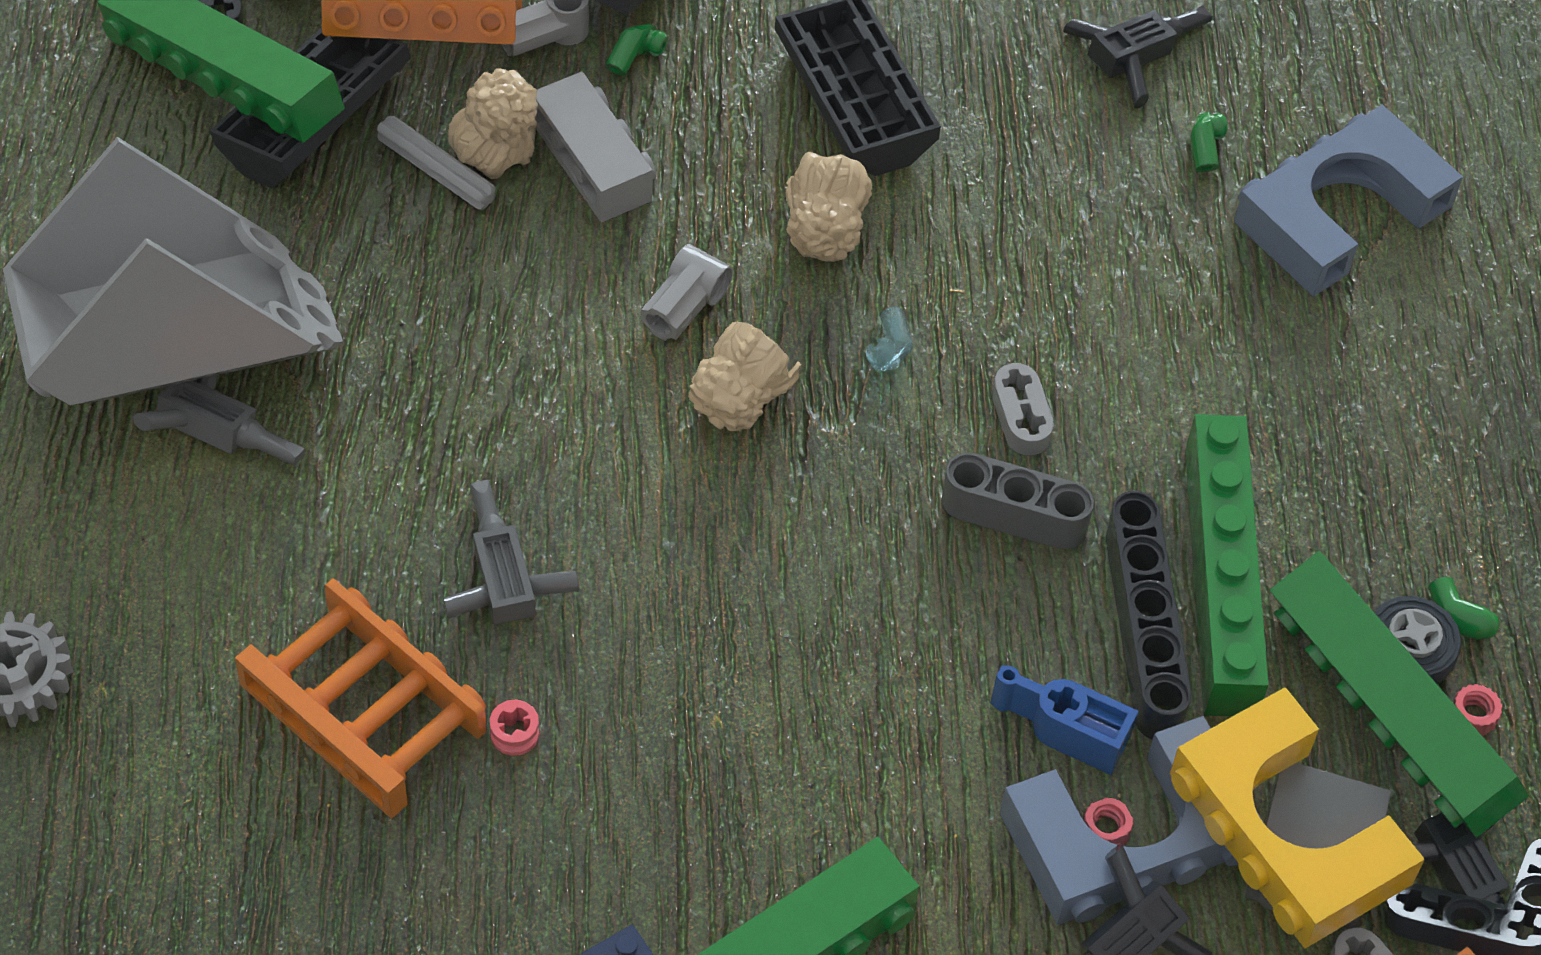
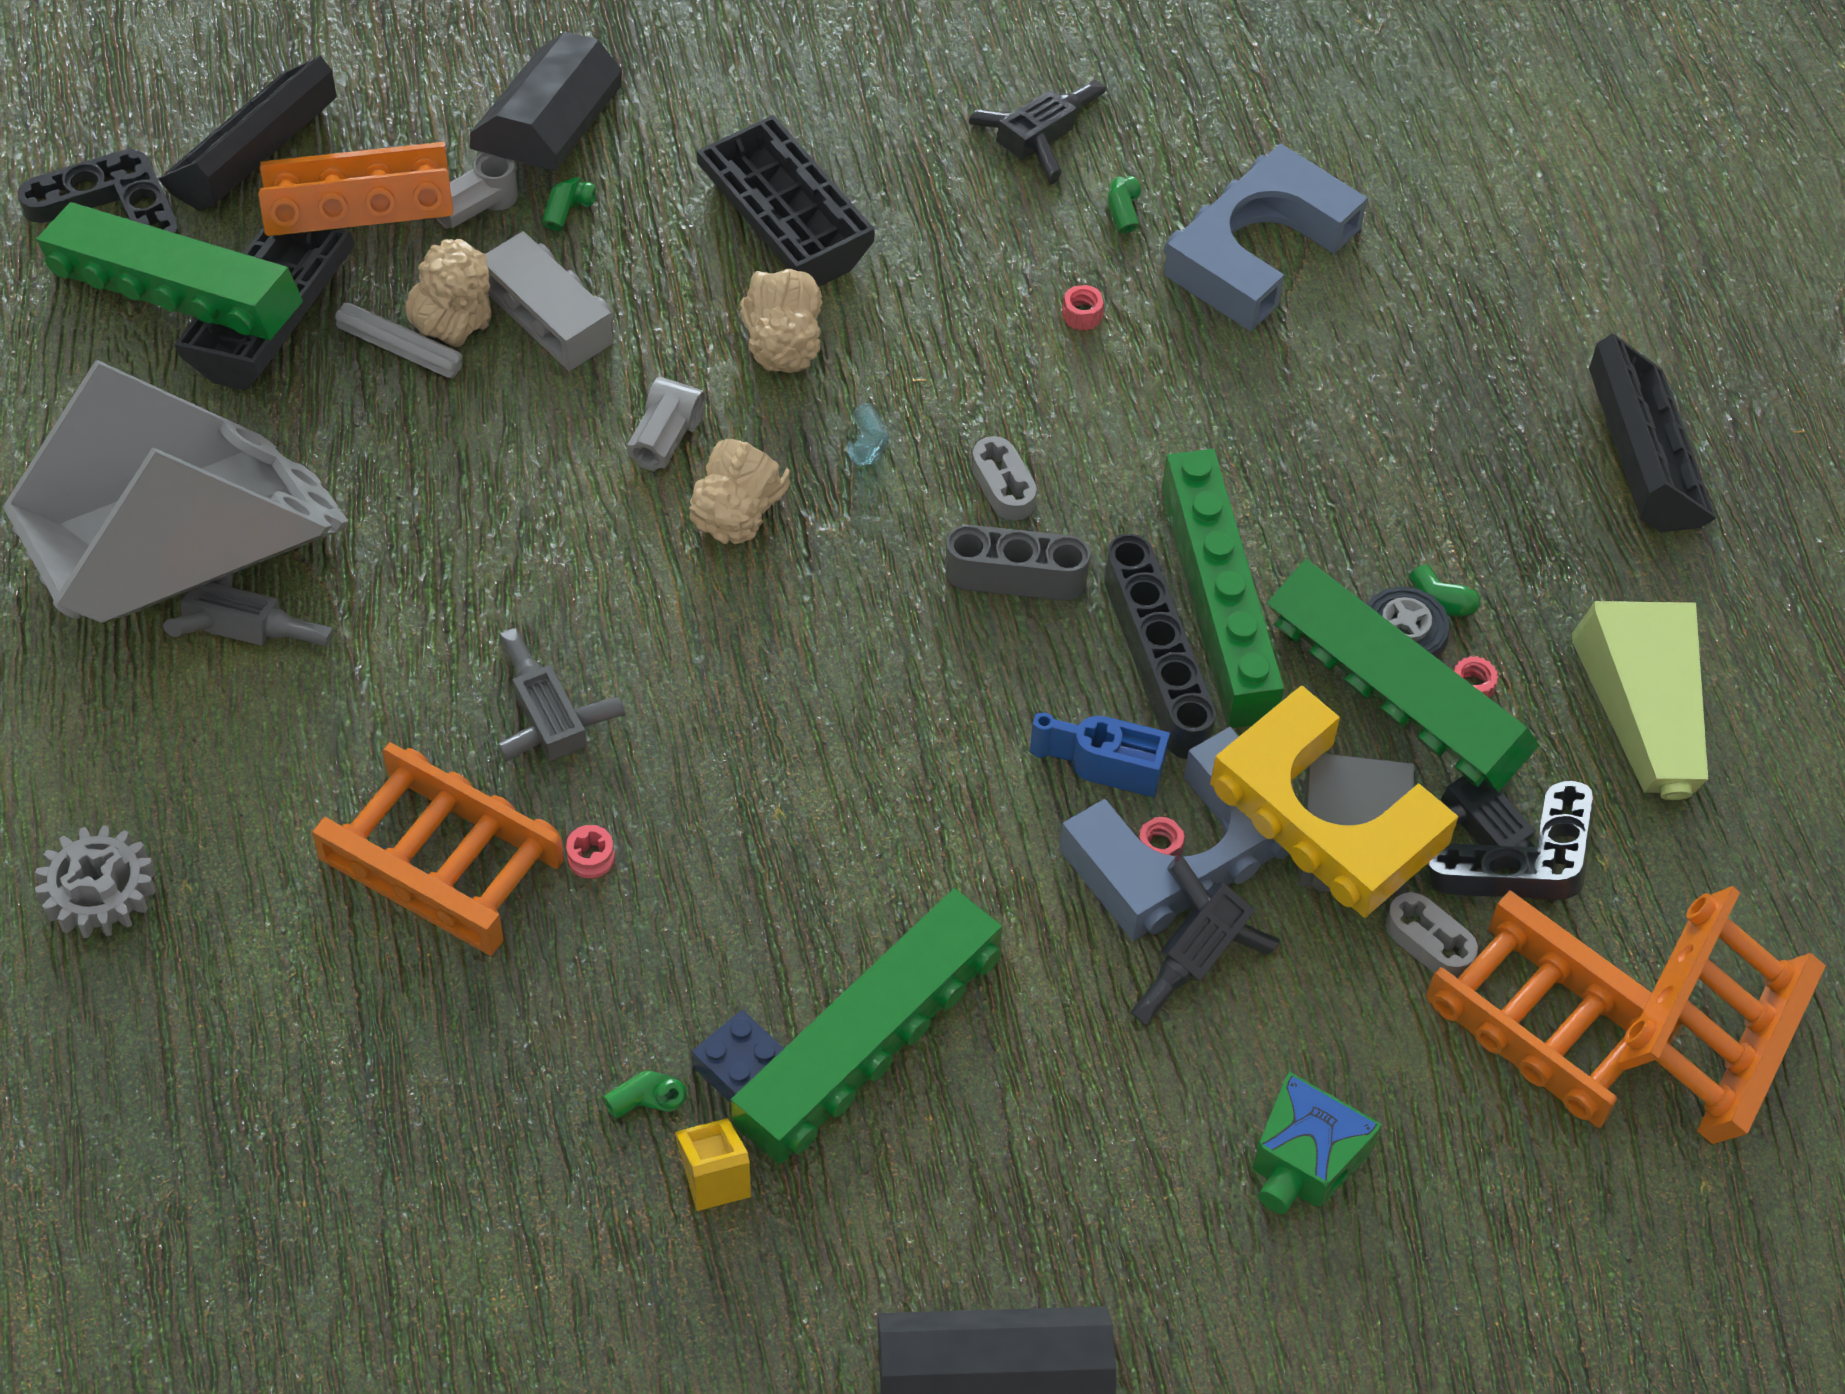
camera: 10 degrees left, 0 degrees up
(1140, 255) = (1079, 318): none -> coral axle

